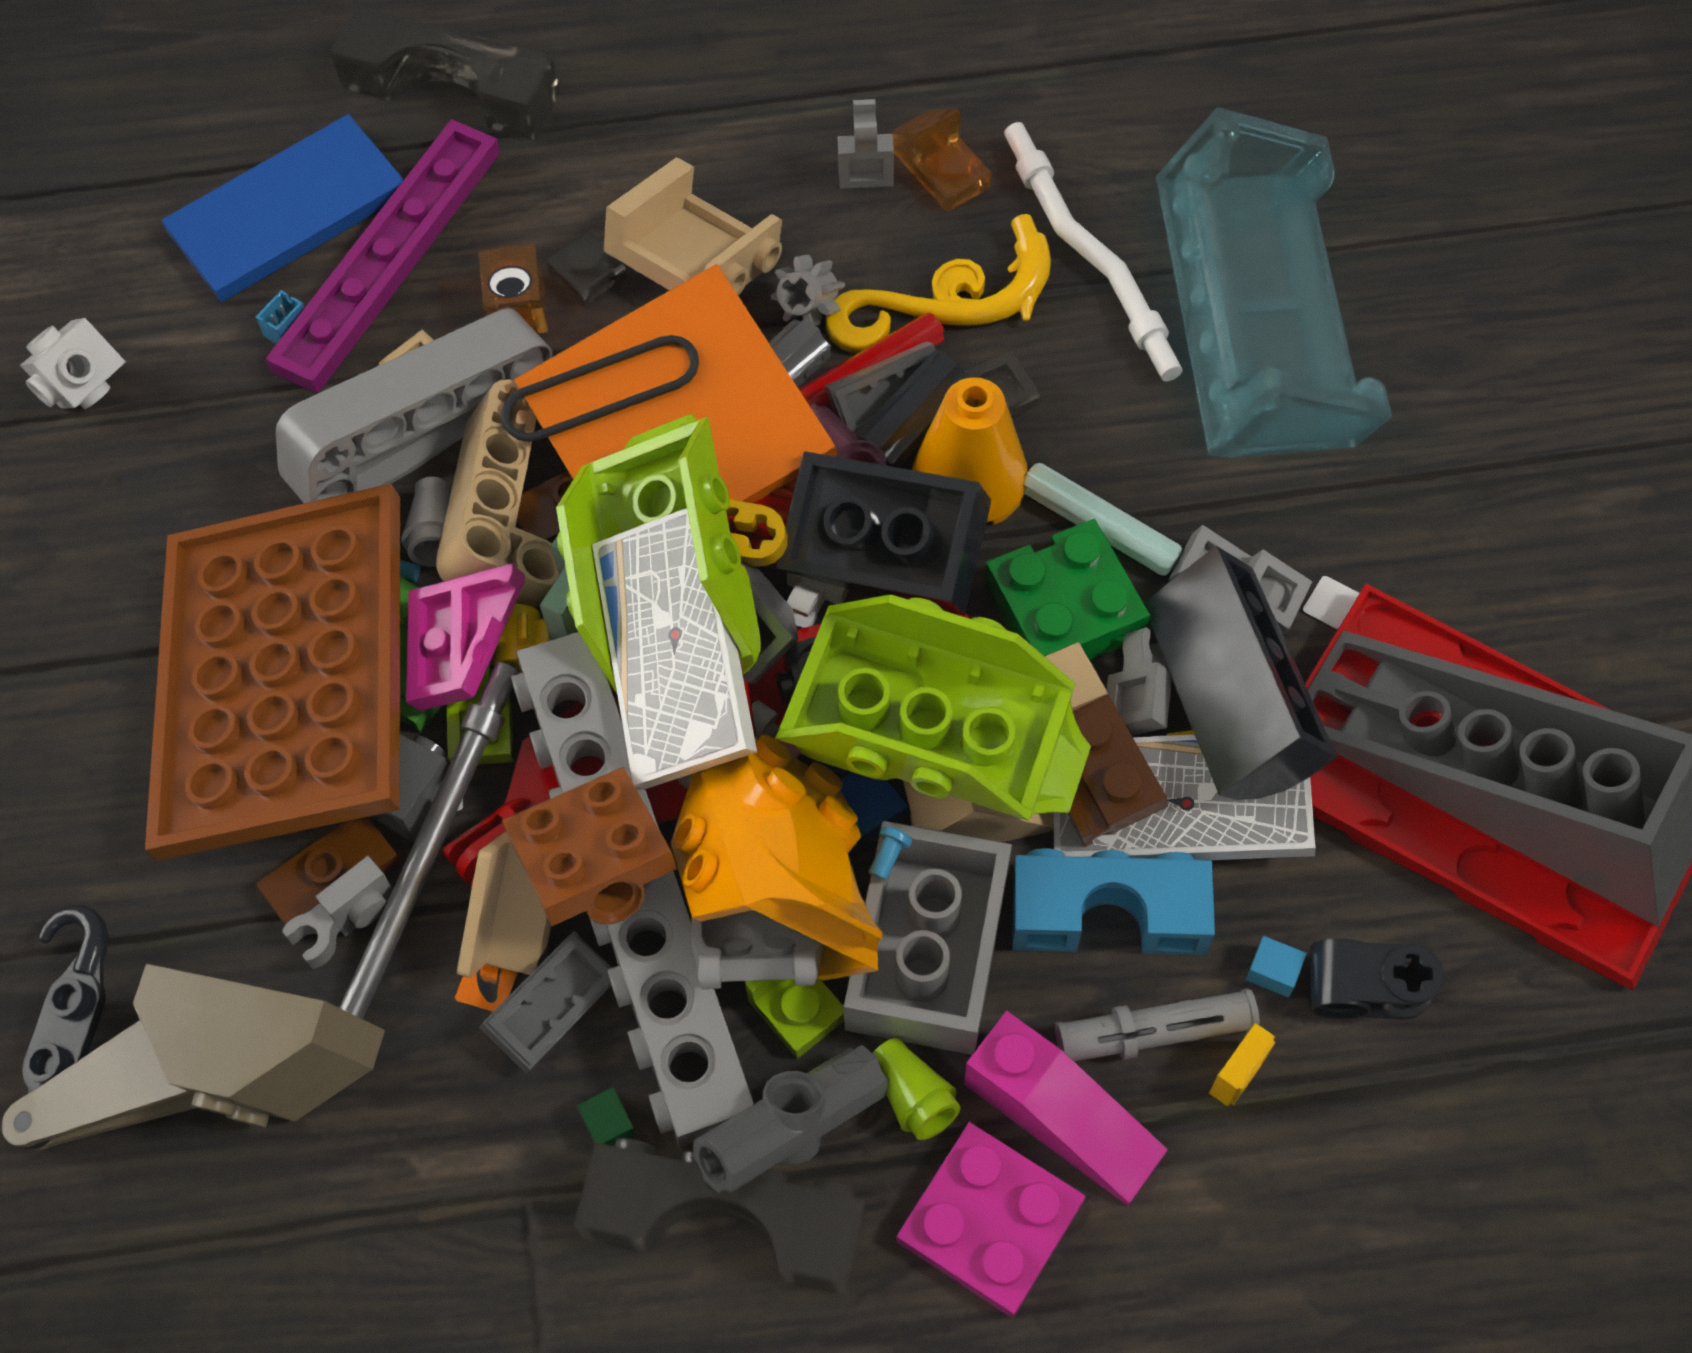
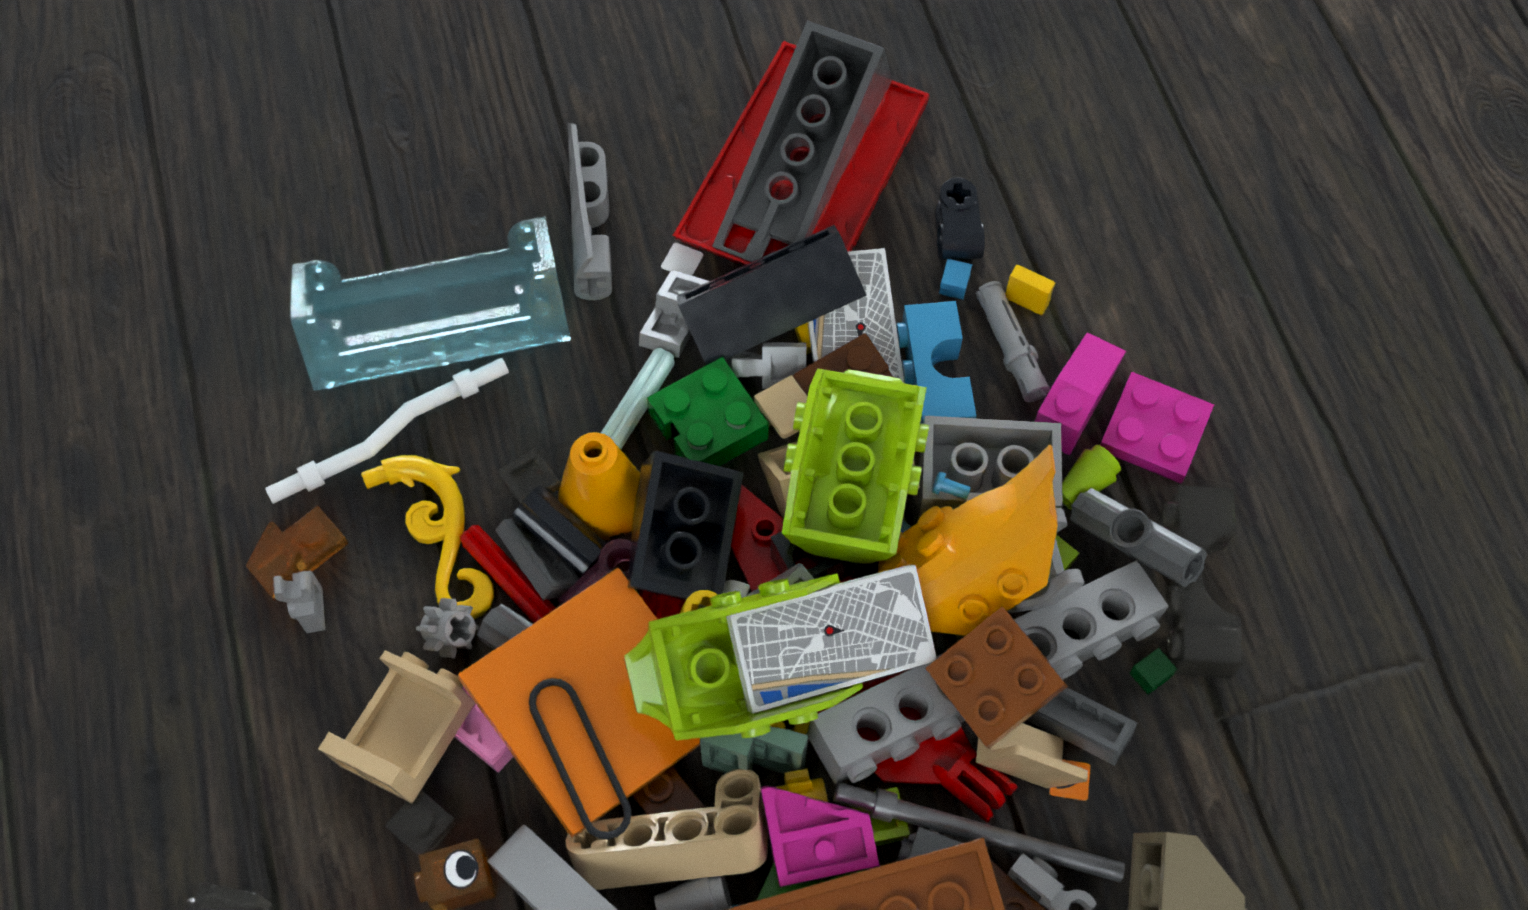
camera: 100 degrees left, 0 degrees up
(1323, 466) = (590, 252): none -> light grey panel

